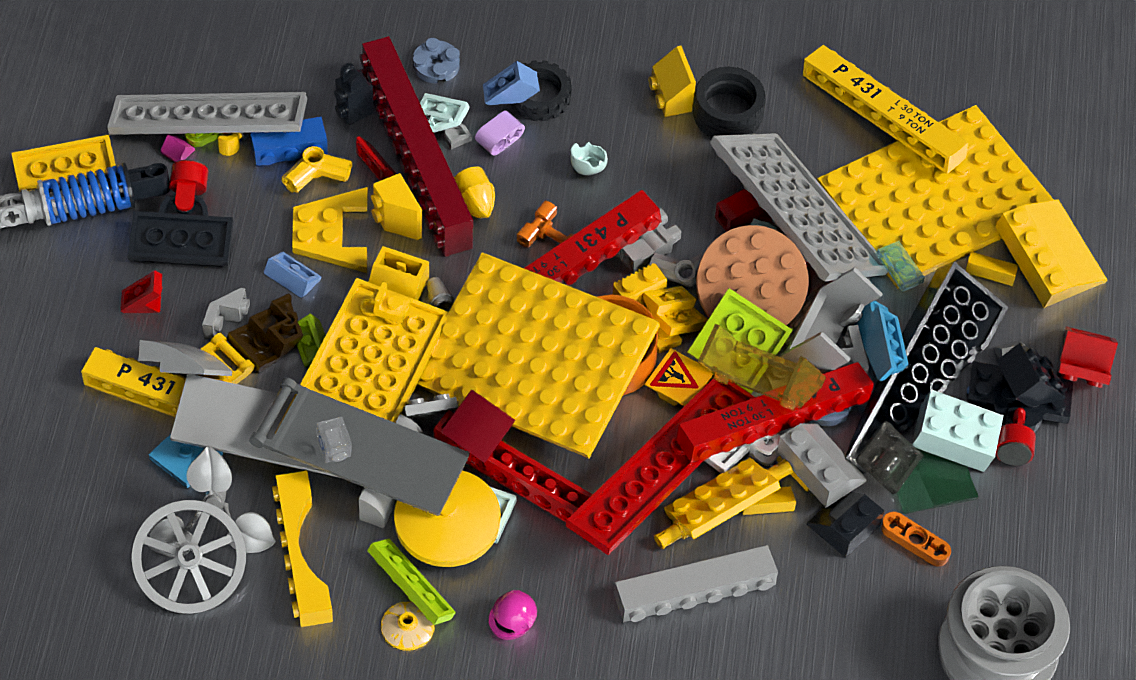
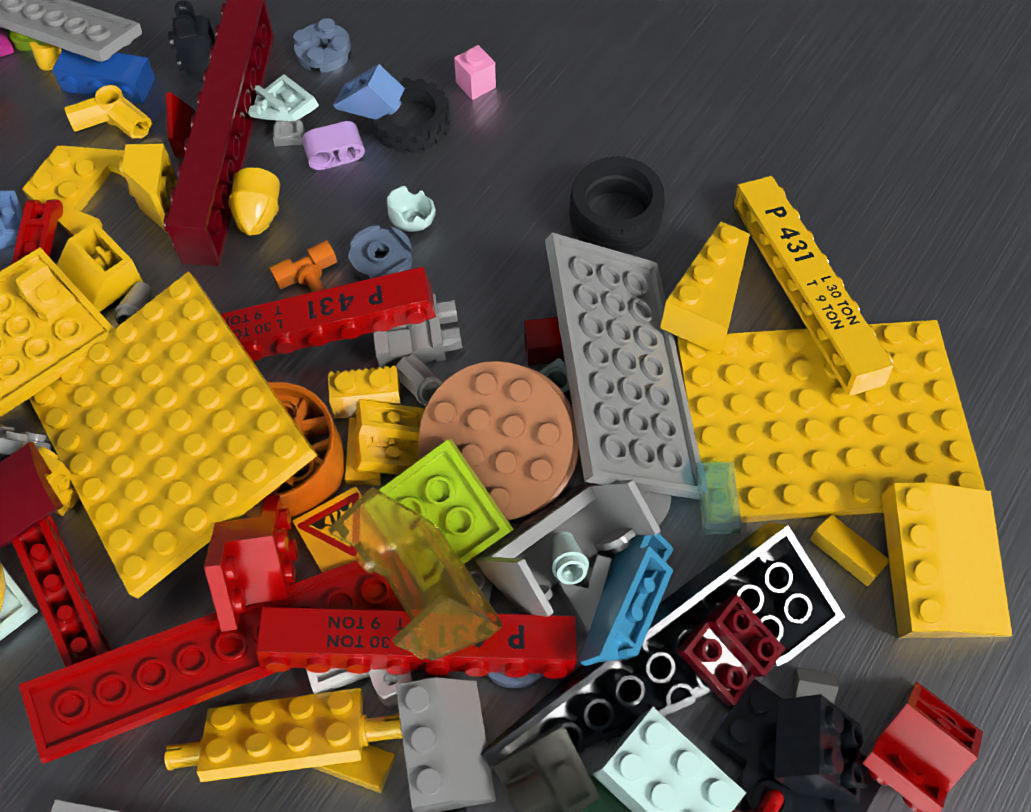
camera: 30 degrees right, 5 degrees up
(333, 275) = (37, 232): none -> red plate
(568, 41) = (475, 72): none -> bright pink brick
(585, 209) = (374, 239): none -> sand blue plate
(652, 405) = (250, 561): none -> red bracket
(673, 83) = (560, 158): yellow slope -> none
(826, 138) = (707, 292): none -> yellow wedge
(835, 332) = (568, 560): none -> light aqua cone
(954, 347) = (731, 649): none -> dark red slope

